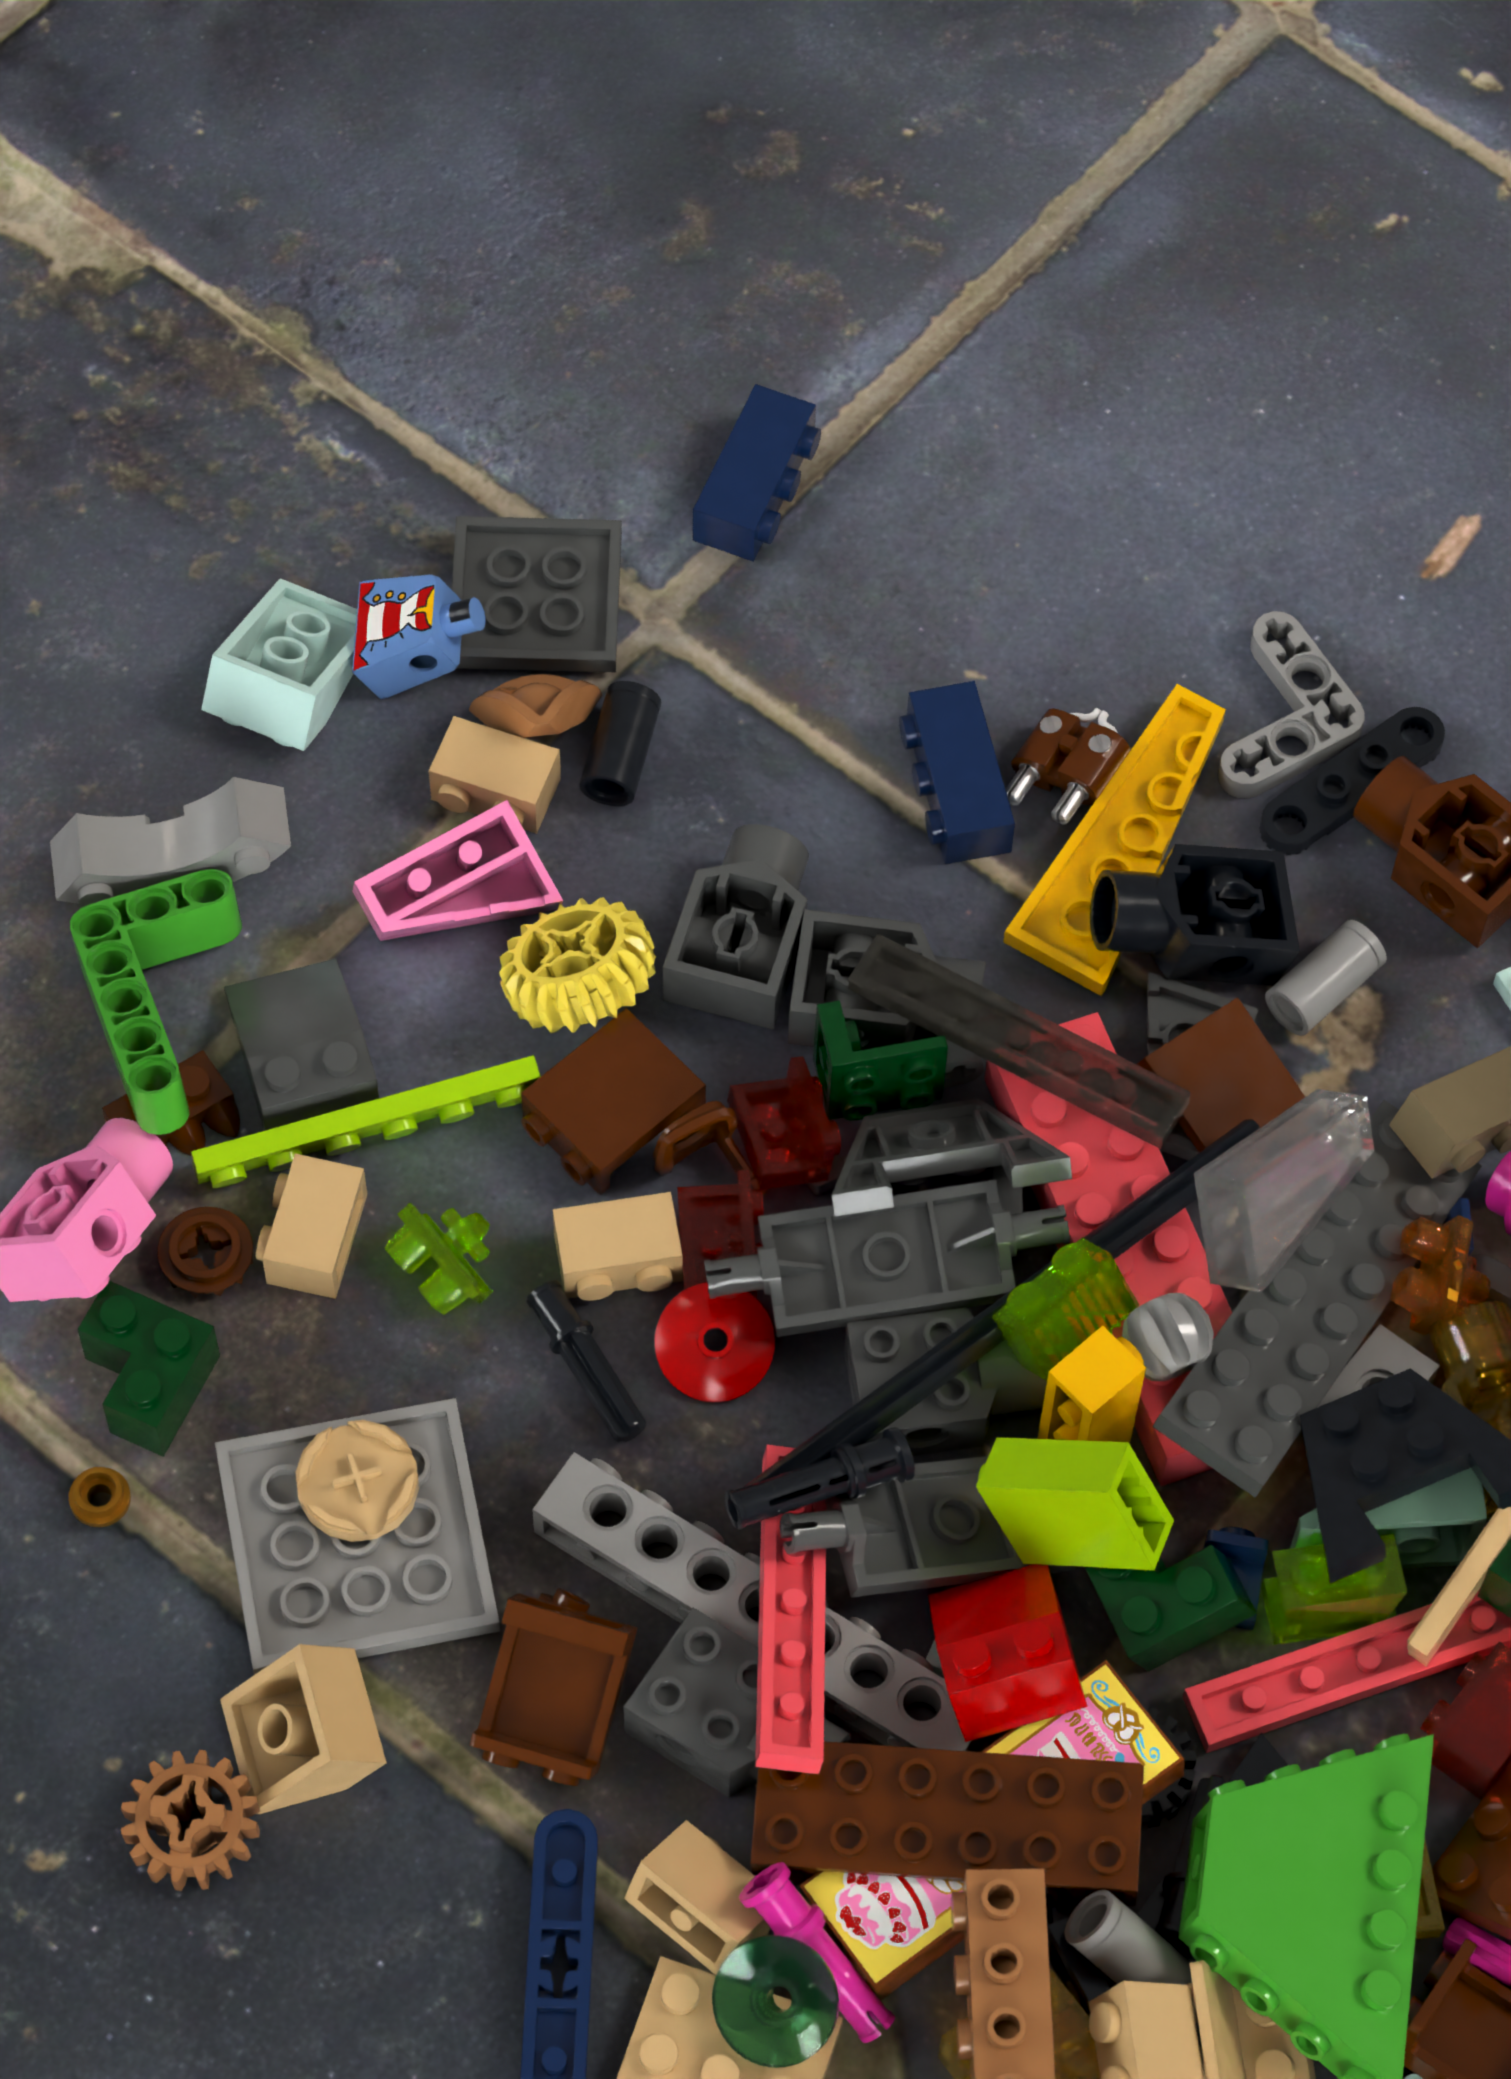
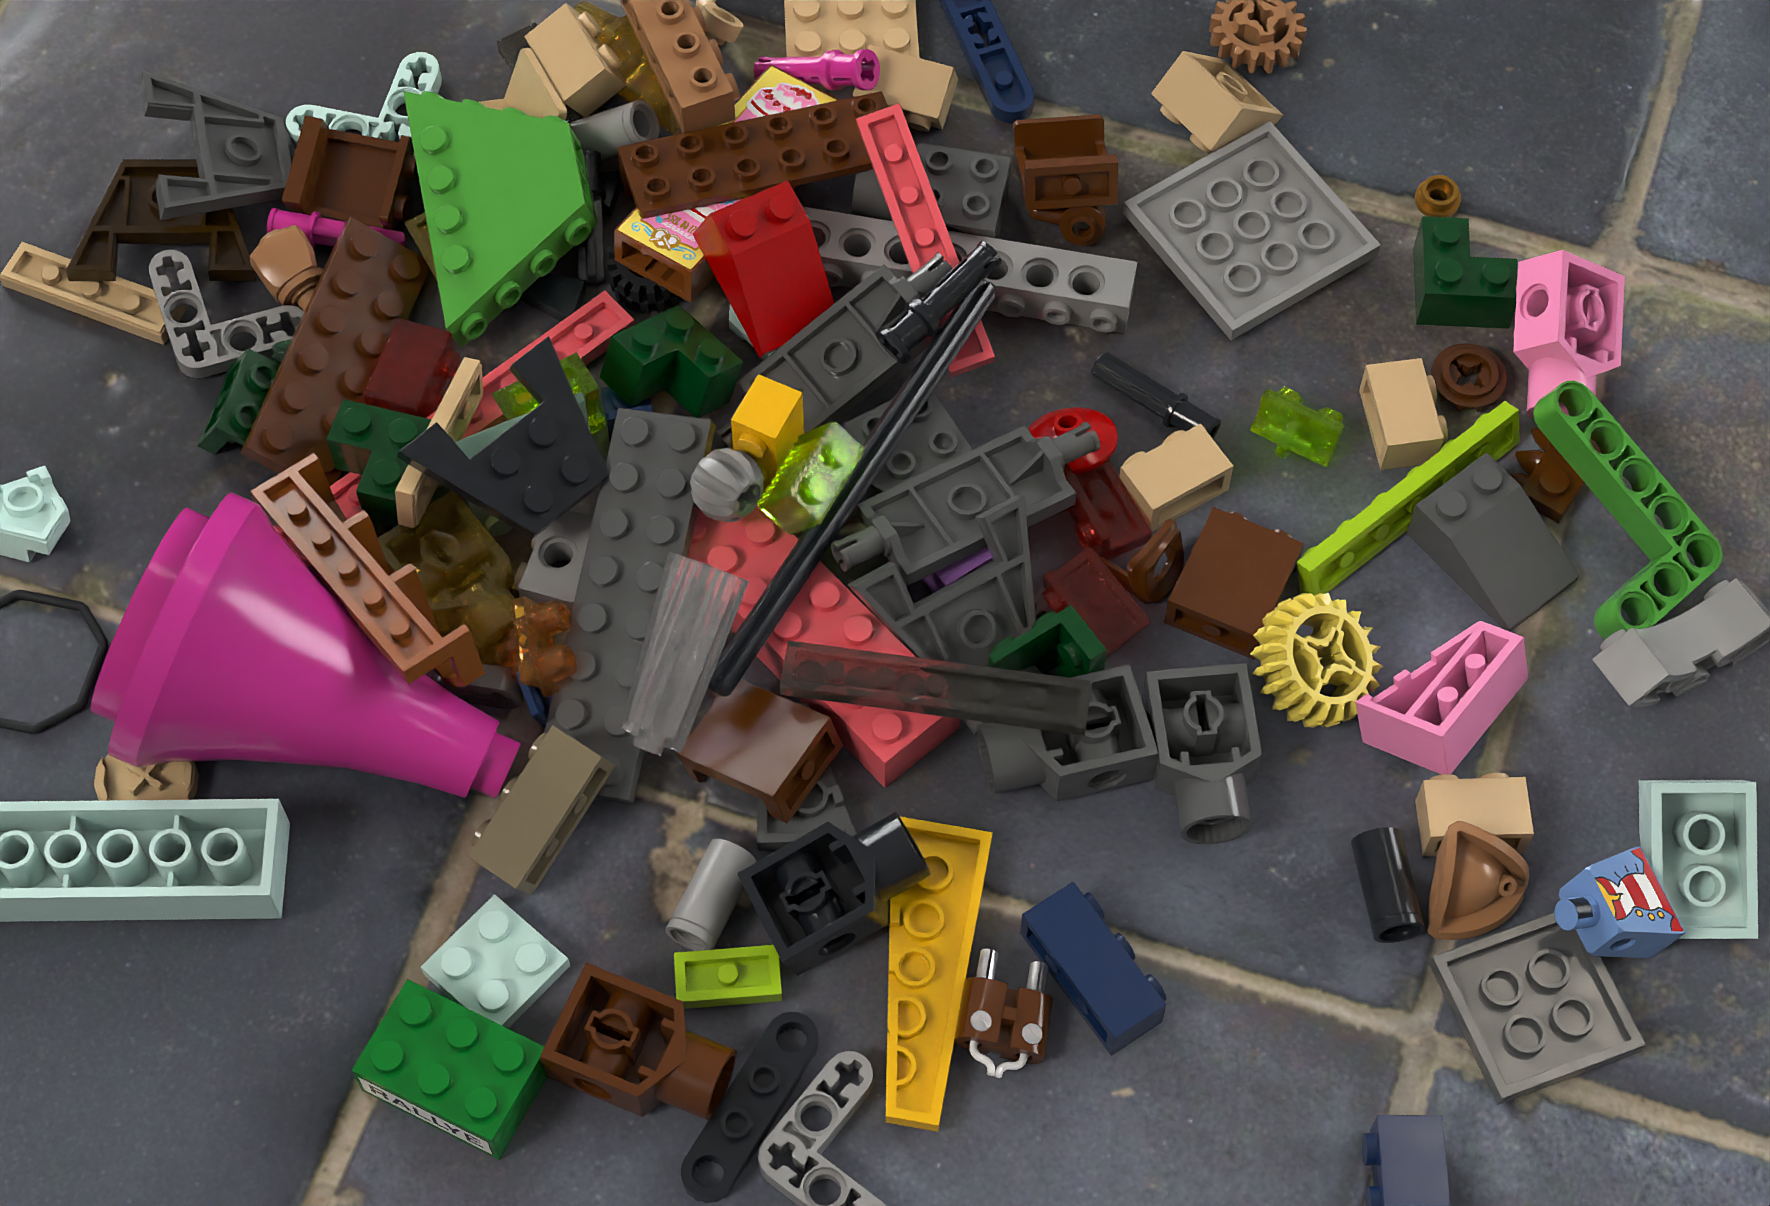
camera: 160 degrees right, 0 degrees up
(357, 1481) = (1268, 247): tan tile -> none
(747, 2009) = (830, 29): clear green dish -> none
(1075, 1503) = (748, 336): lime brick -> none
(1334, 895) = (728, 976): none -> lime plate

